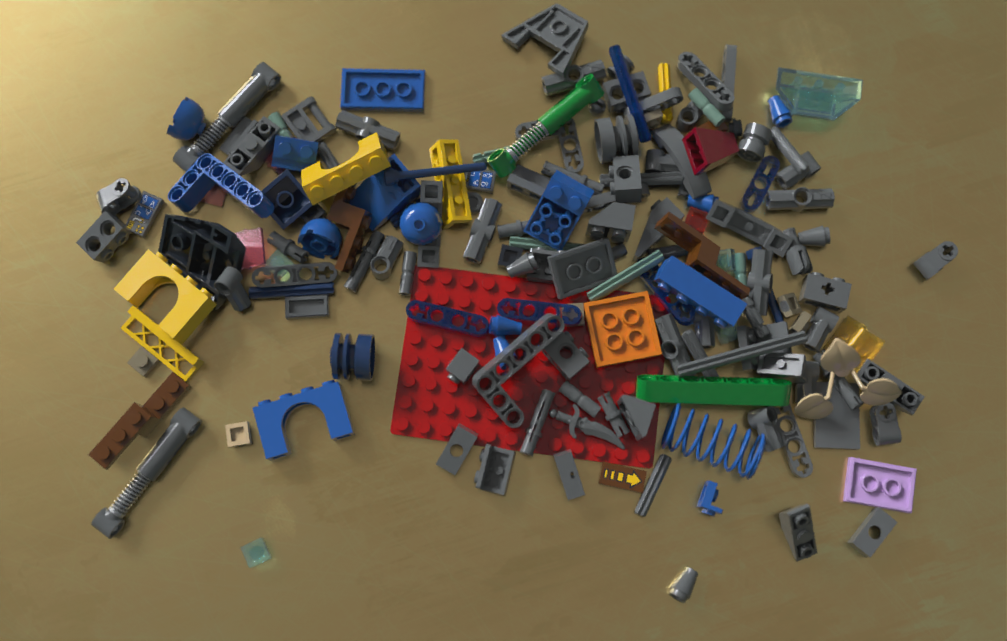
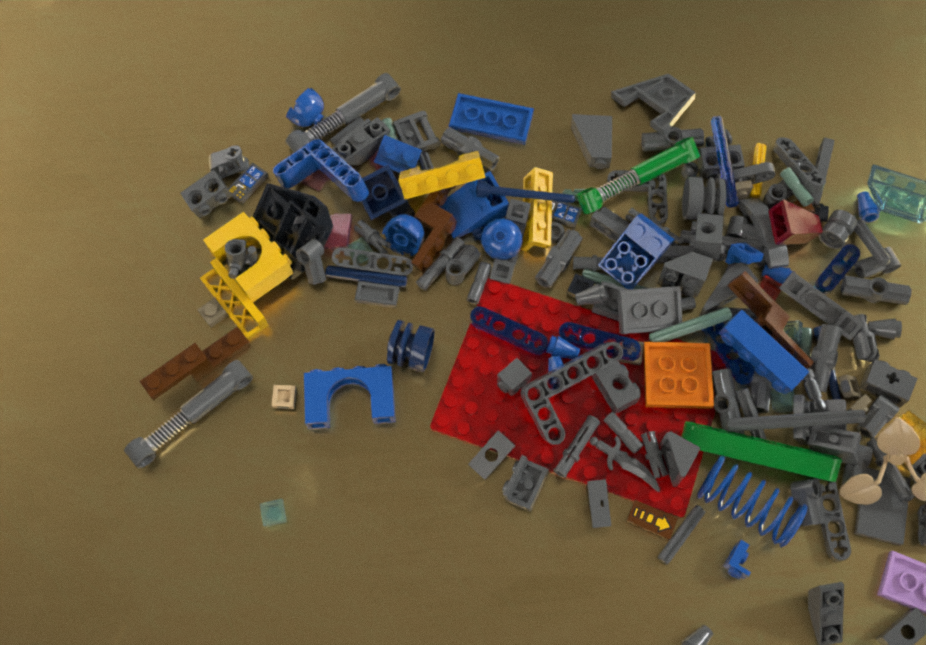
camera: 15 degrees right, 10 degrees down
(154, 301) = (238, 258): none -> dark grey pin
(494, 92) = (594, 138): none -> dark grey slope
(666, 190) = (743, 253): none -> blue bracket

